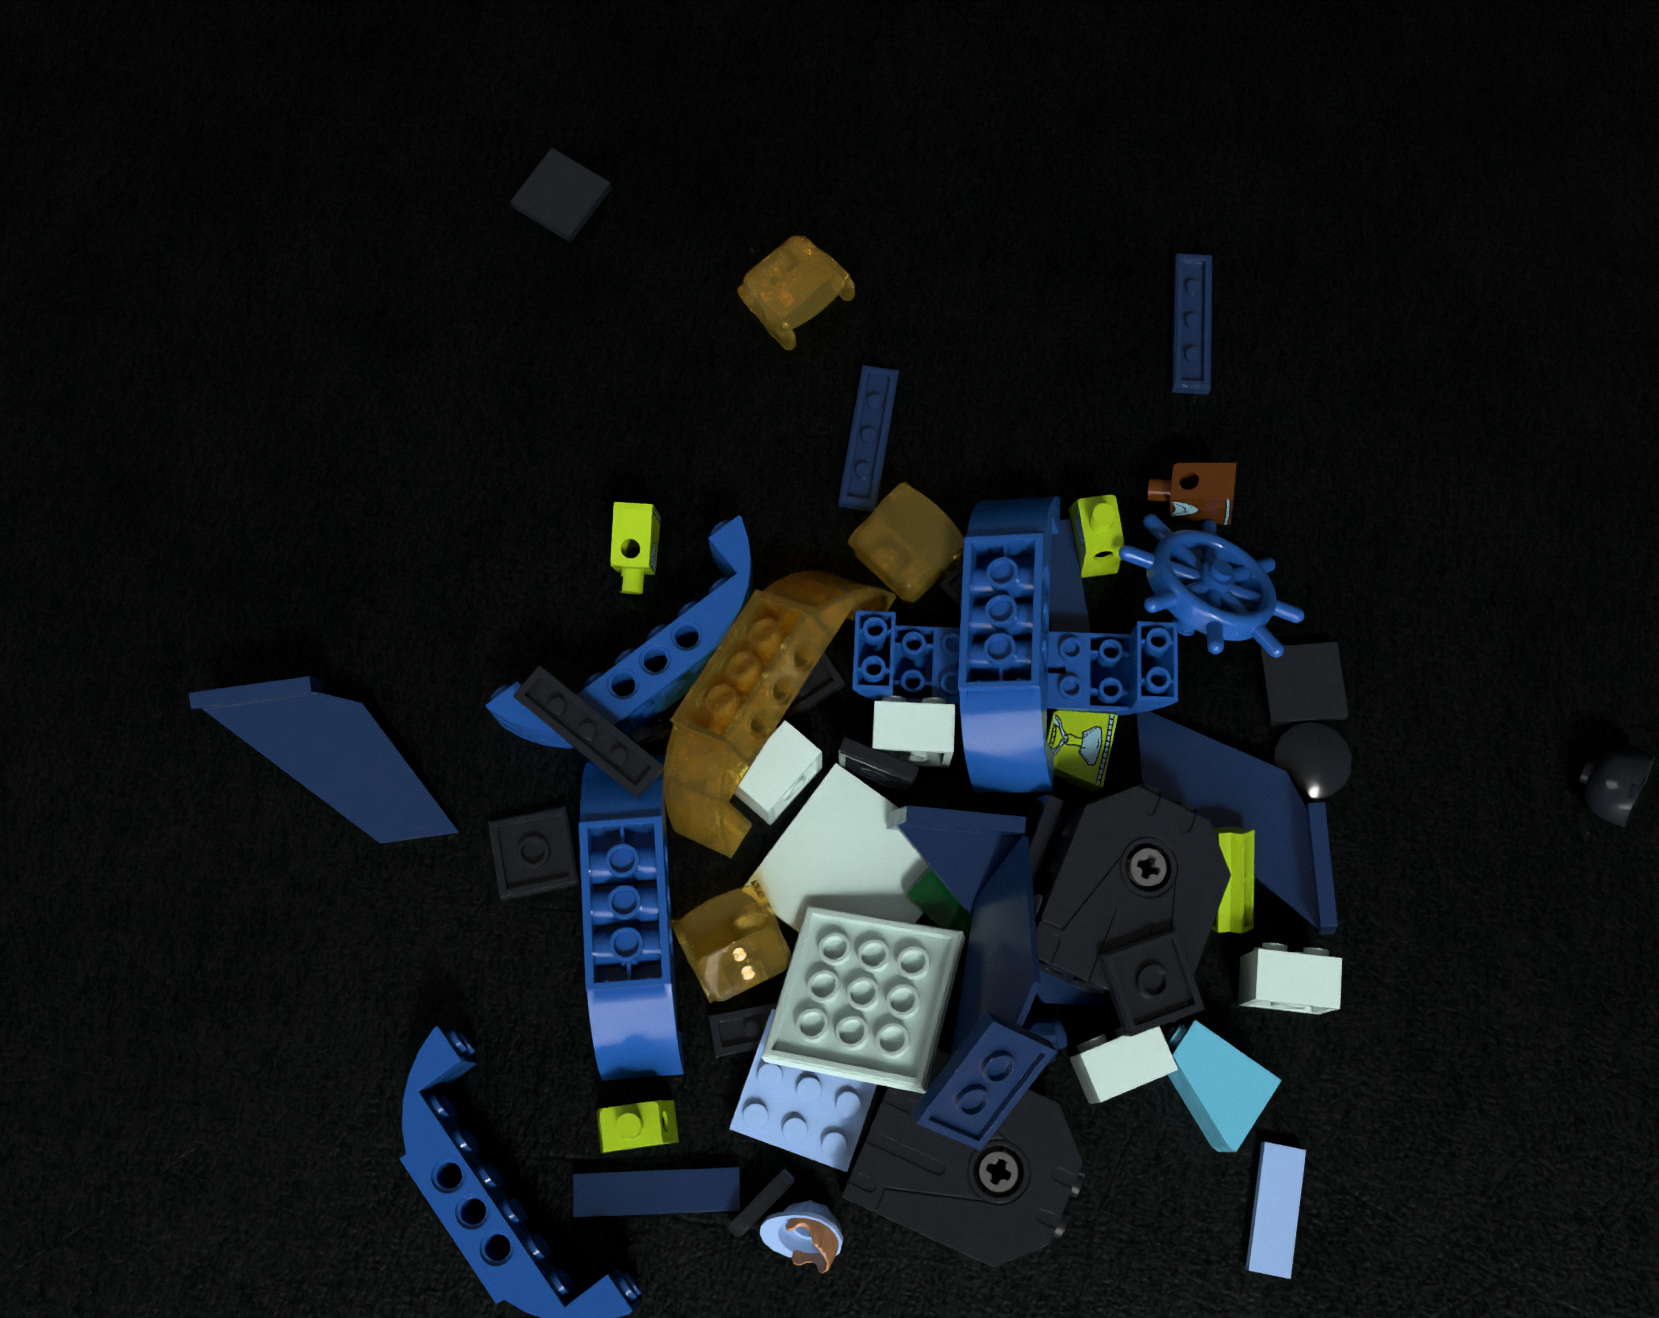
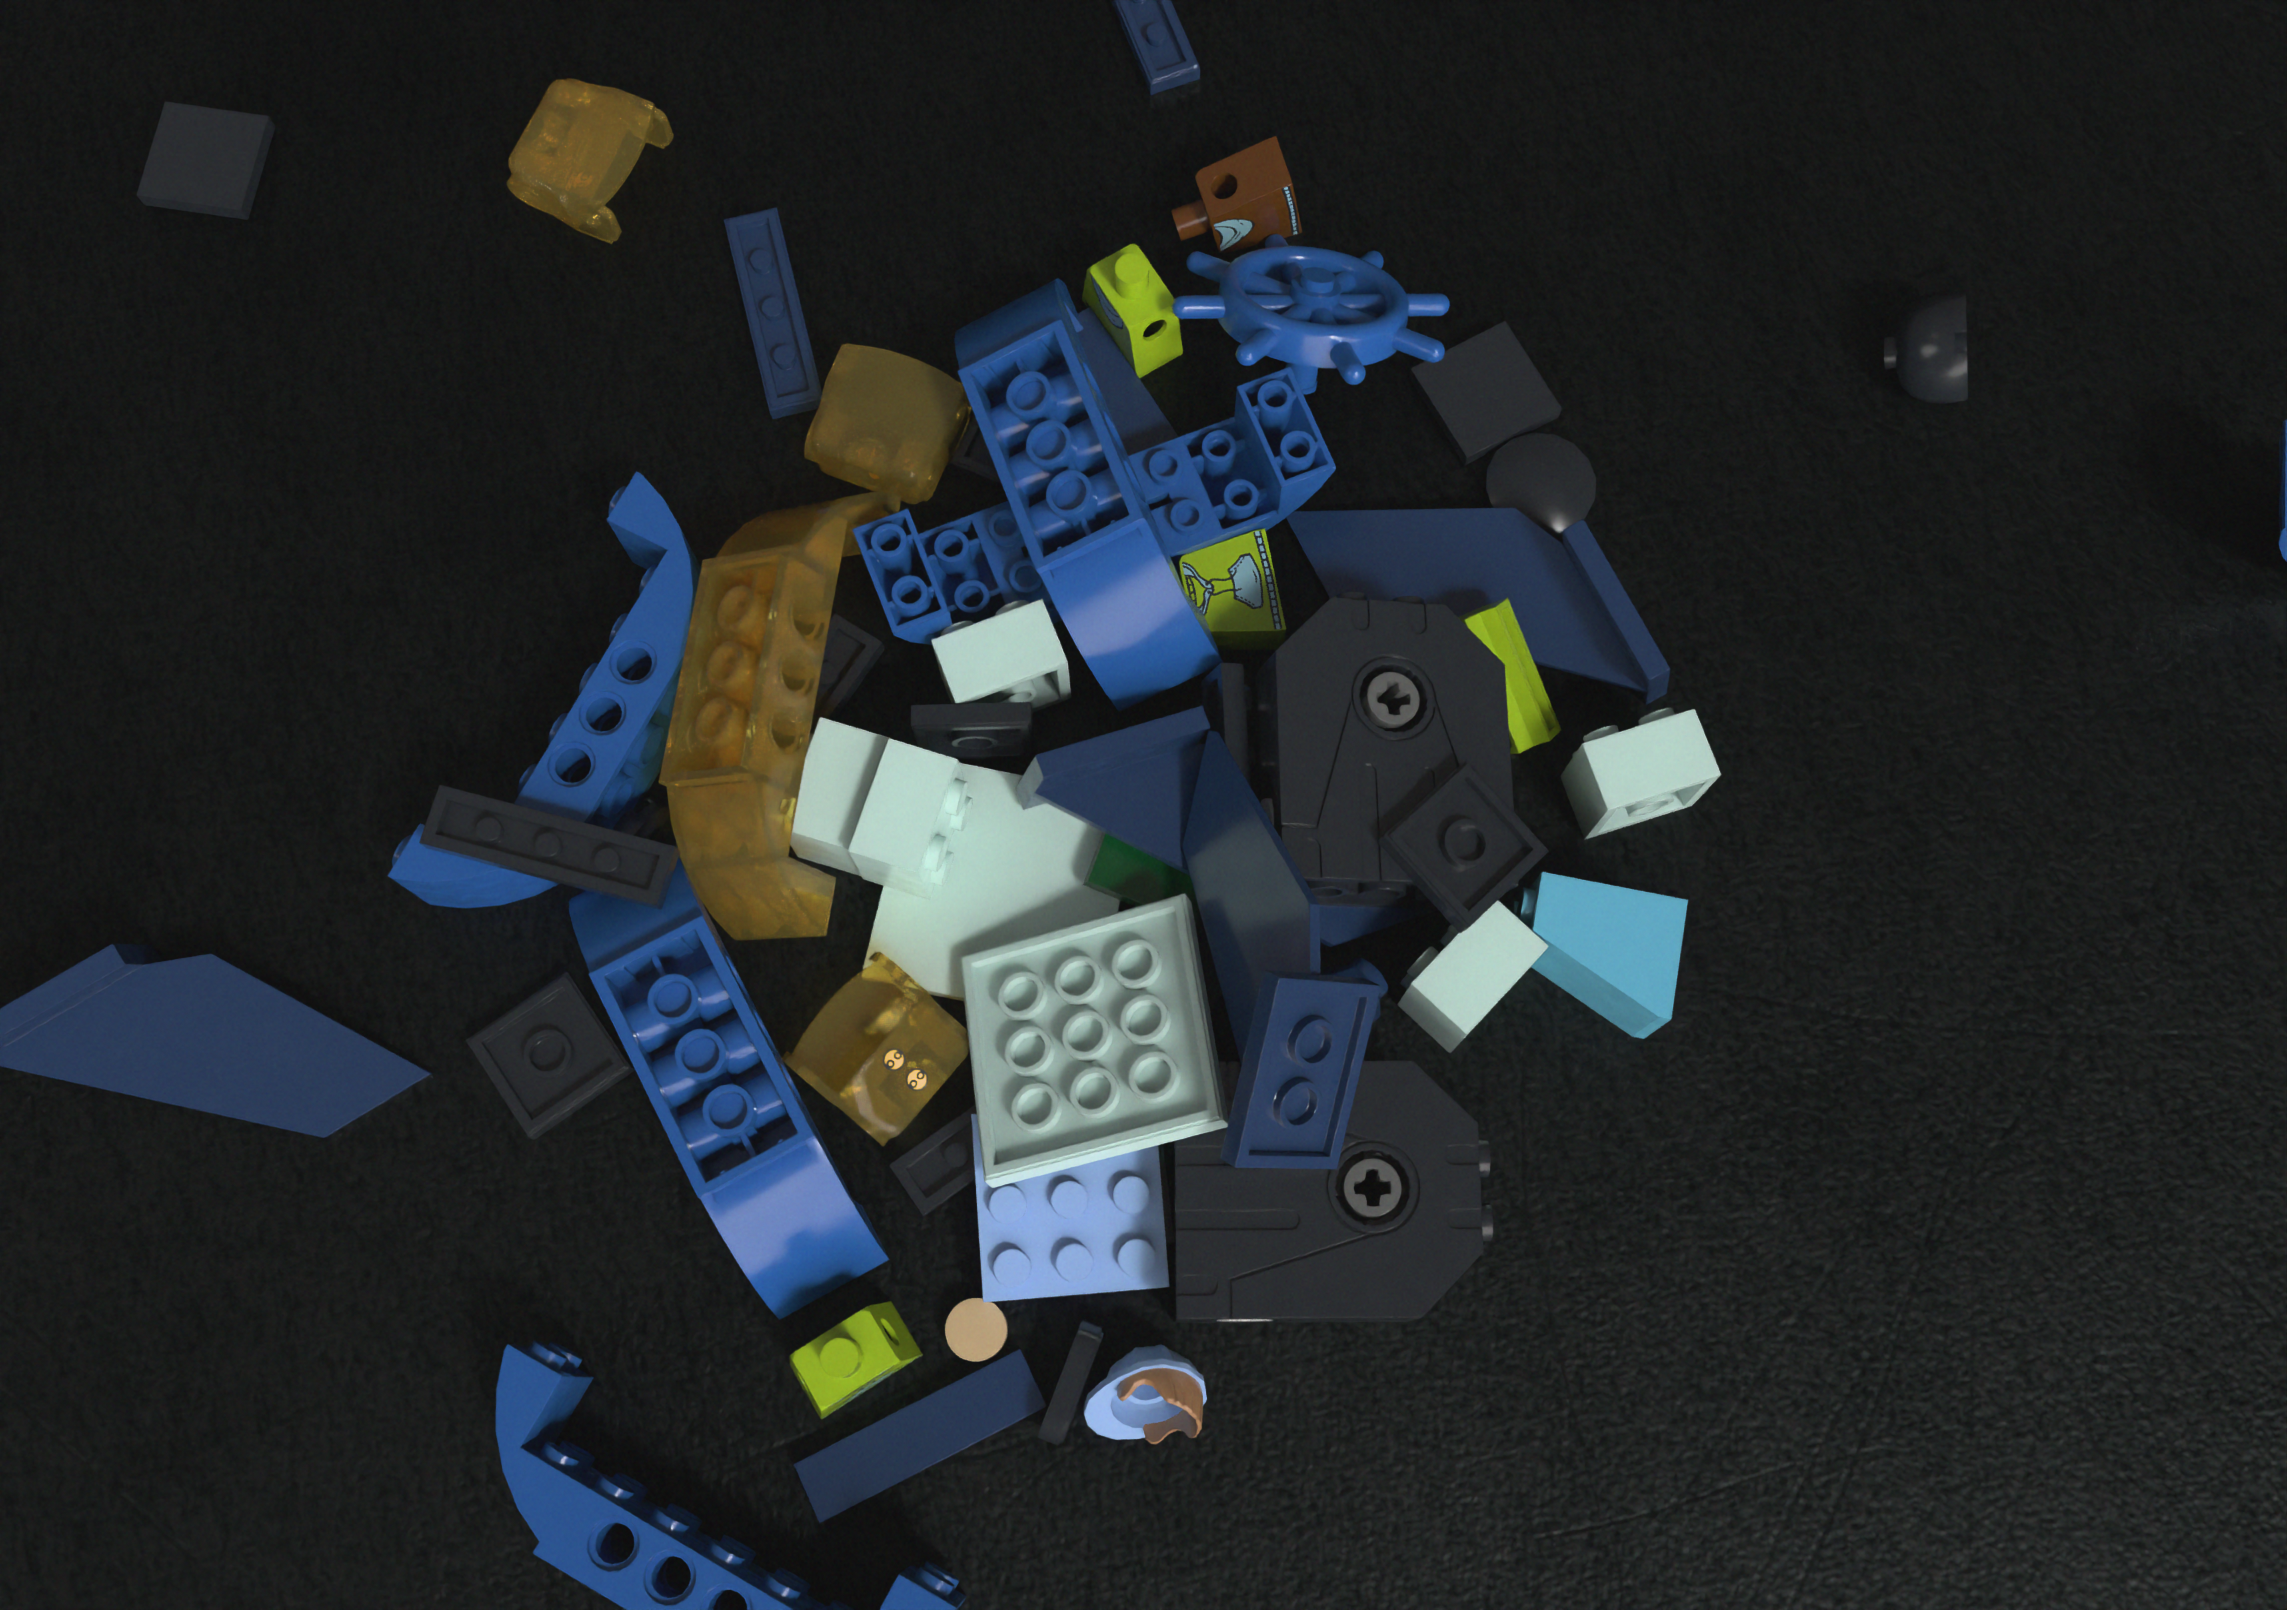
camera: 25 degrees left, 0 degrees up
(634, 528) = (506, 558): lime torso -> none
(717, 1142) = (976, 1330): none -> tan tile
(814, 808) = (911, 820): none -> light aqua brick
(1276, 1210) = (1751, 1079): light blue tile -> none

